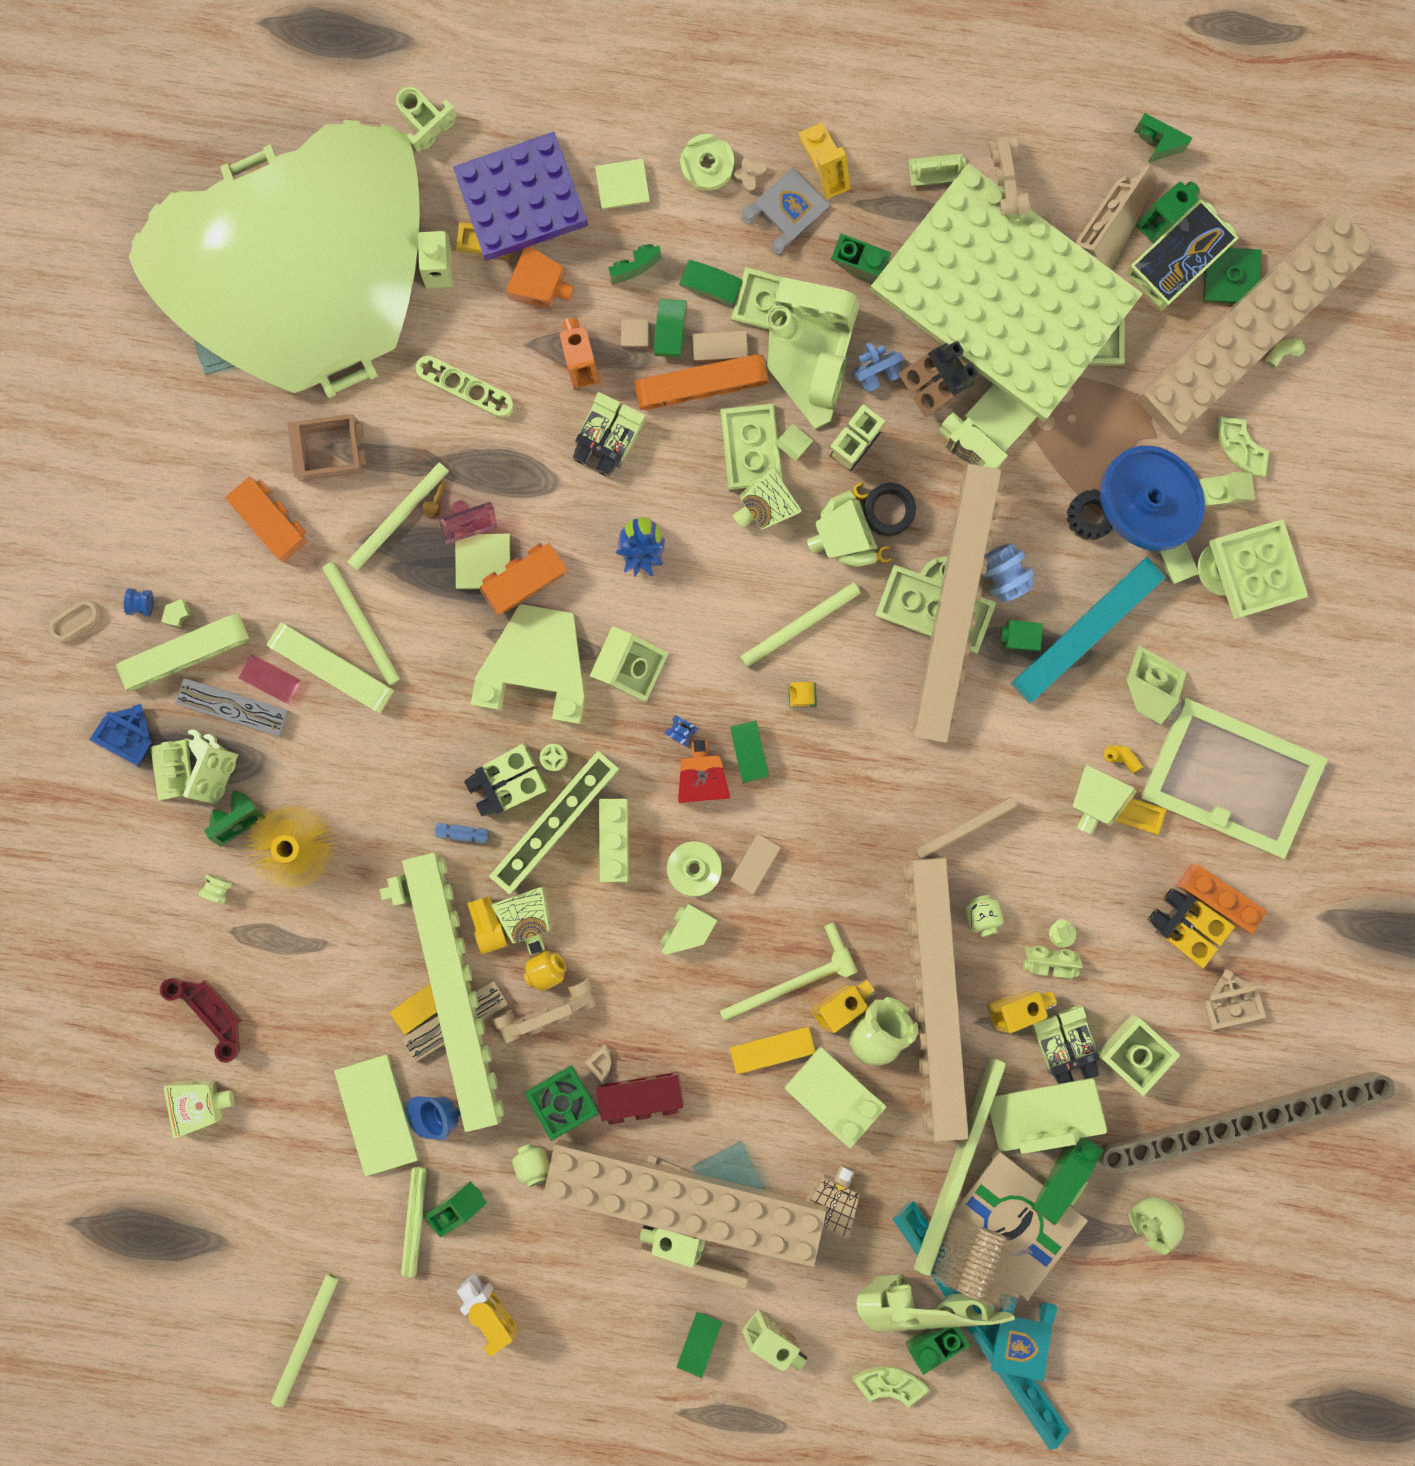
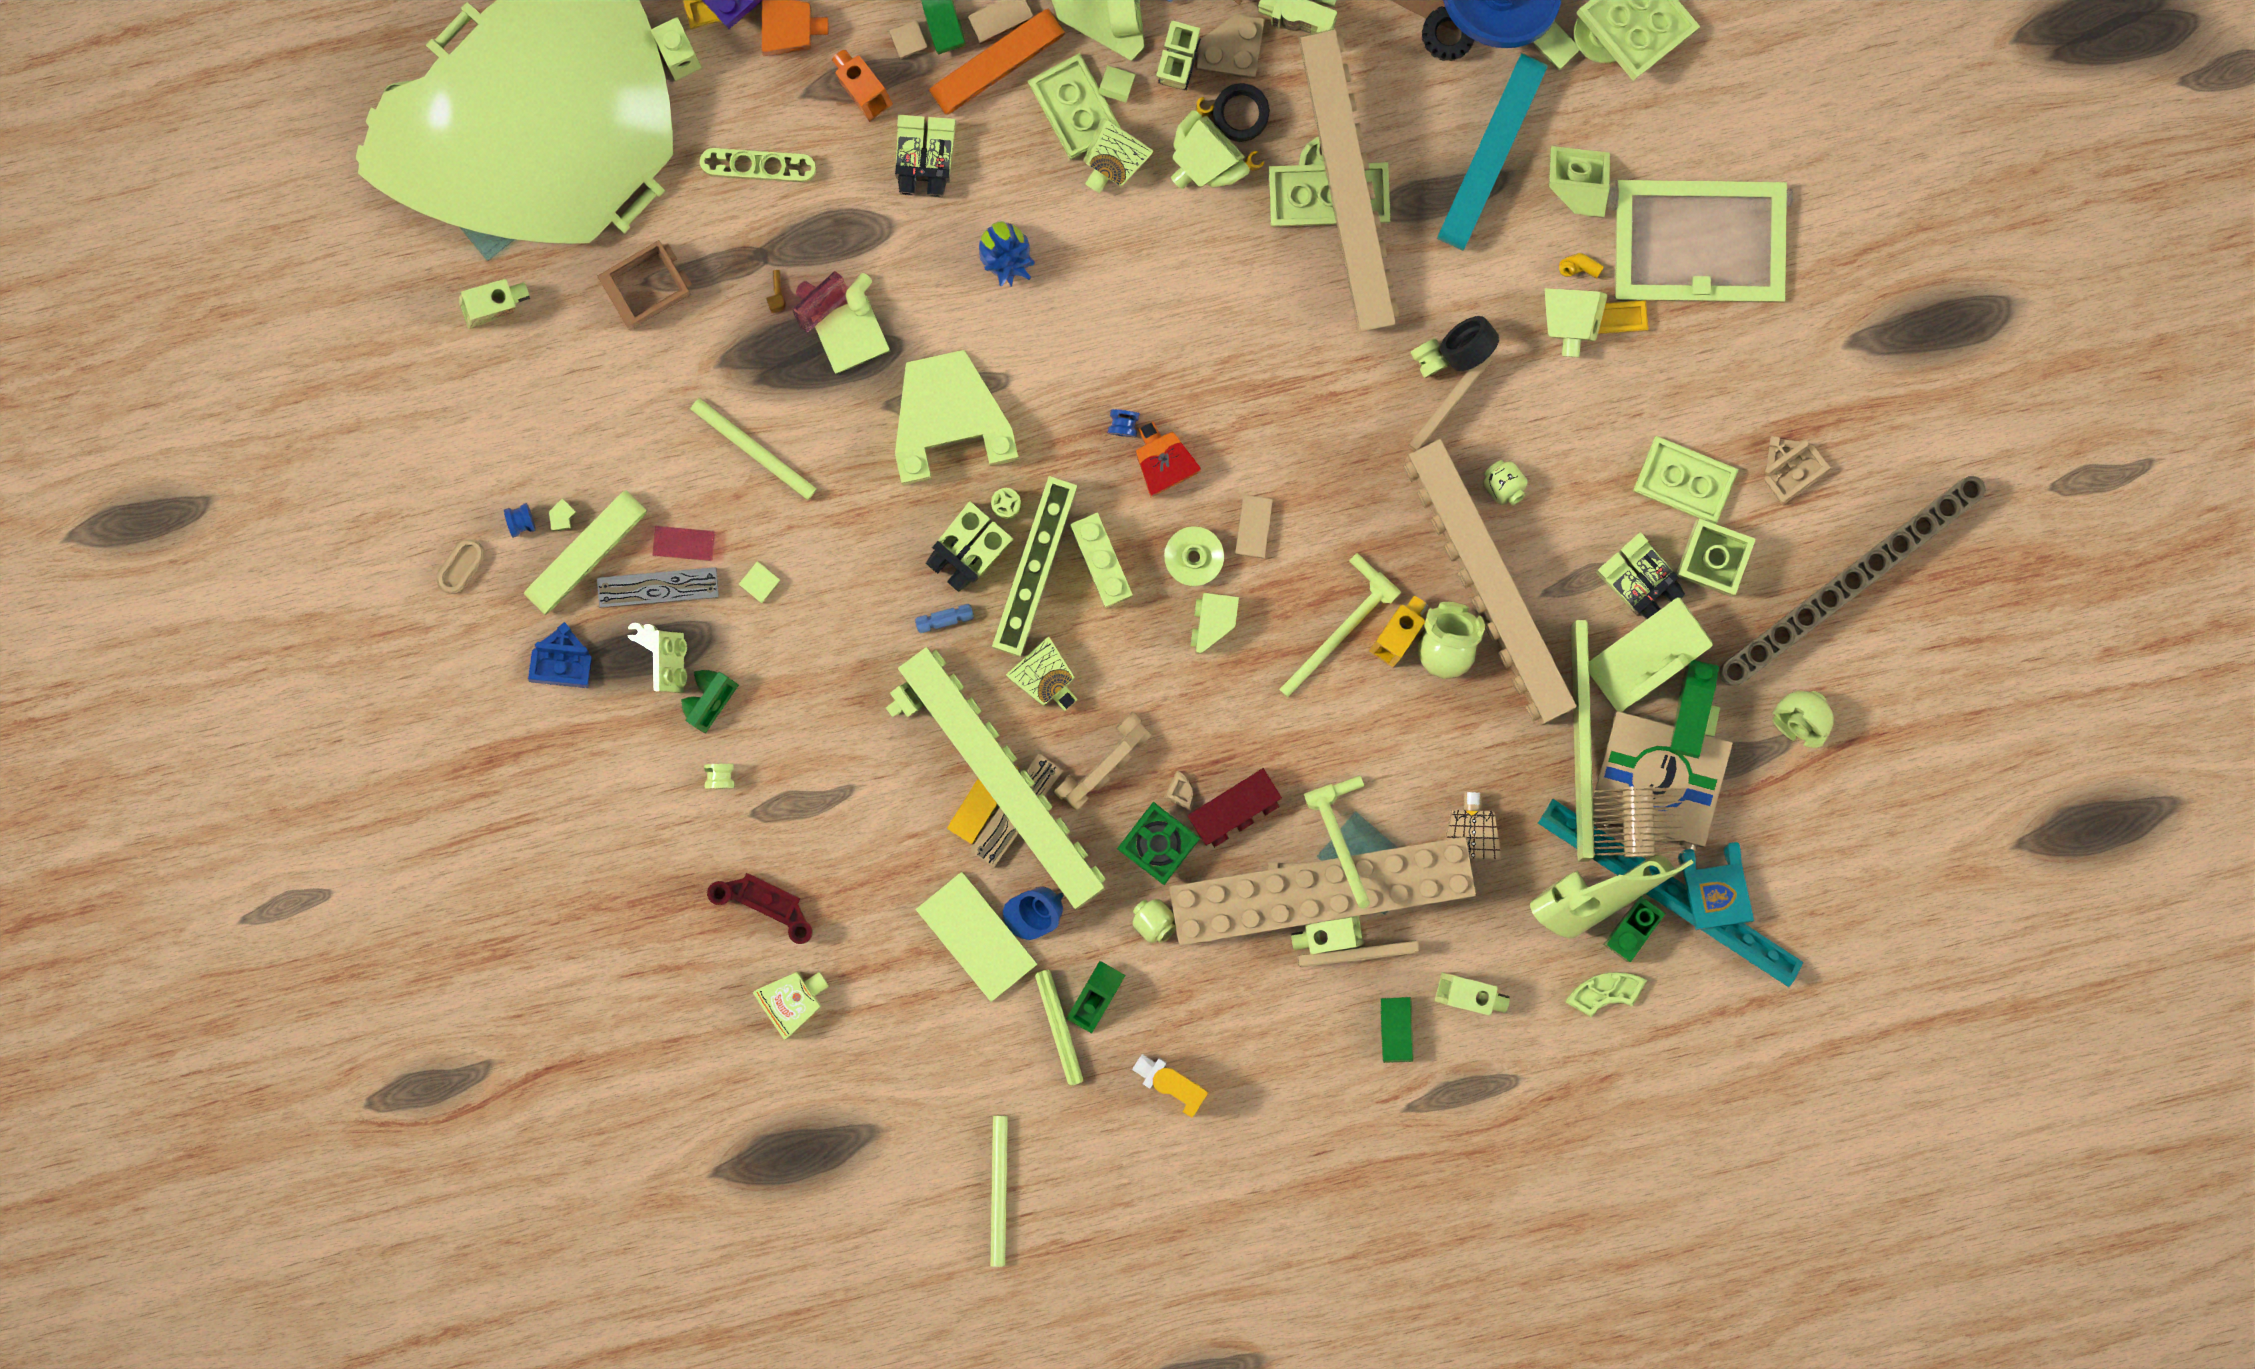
camera: 25 degrees left, 0 degrees up
(171, 768) = (625, 673): yellowish green hinge -> none
(178, 407) = (480, 308): none -> yellowish green torso
(267, 518) = (614, 381): orange brick -> none
(281, 847) = (777, 679): yellow piece -> none
(319, 738) = (759, 582): none -> yellowish green tile
(330, 667) = (741, 505): yellowish green beam -> none
(398, 516) = (745, 324): yellowish green piece -> none
(489, 932) = (1012, 703): yellow piece -> none
(500, 530) = (856, 297): none -> yellowish green arm
(522, 578) = (899, 335): orange brick -> none
(545, 971) = (1086, 721): yellow head -> none
(629, 664) = (1042, 377): yellowish green slope -> none
(717, 1120) = (1321, 800): none -> yellowish green bar
(749, 752) = (1201, 415): green slope -> none
(772, 1050) = (1348, 706): yellow tile -> none
(800, 624) = (1199, 266): yellowish green piece -> none
(802, 694) = (1230, 336): yellow leg -> none
(835, 1097) = (1430, 725): yellowish green slope -> none
(904, 452) = (1232, 47): none -> tan plate
(963, 783) = (1430, 358): none -> yellowish green wheel
(1007, 572) = (1386, 127): light blue piece -> none
(1014, 789) = (1469, 343): none -> black tyre
(1020, 1010) = (1574, 566): yellow torso -> none
(1021, 636) = (1427, 185): green brick -> none
(1062, 933) = (1592, 468): yellowish green plate -> none
(1065, 962) = (1606, 496): yellowish green hinge -> none
(1137, 976) = (1685, 480): none -> yellowish green tile
(1182, 921) = (1708, 407): yellow hips -> none
(1221, 898) = (1736, 367): orange brick -> none

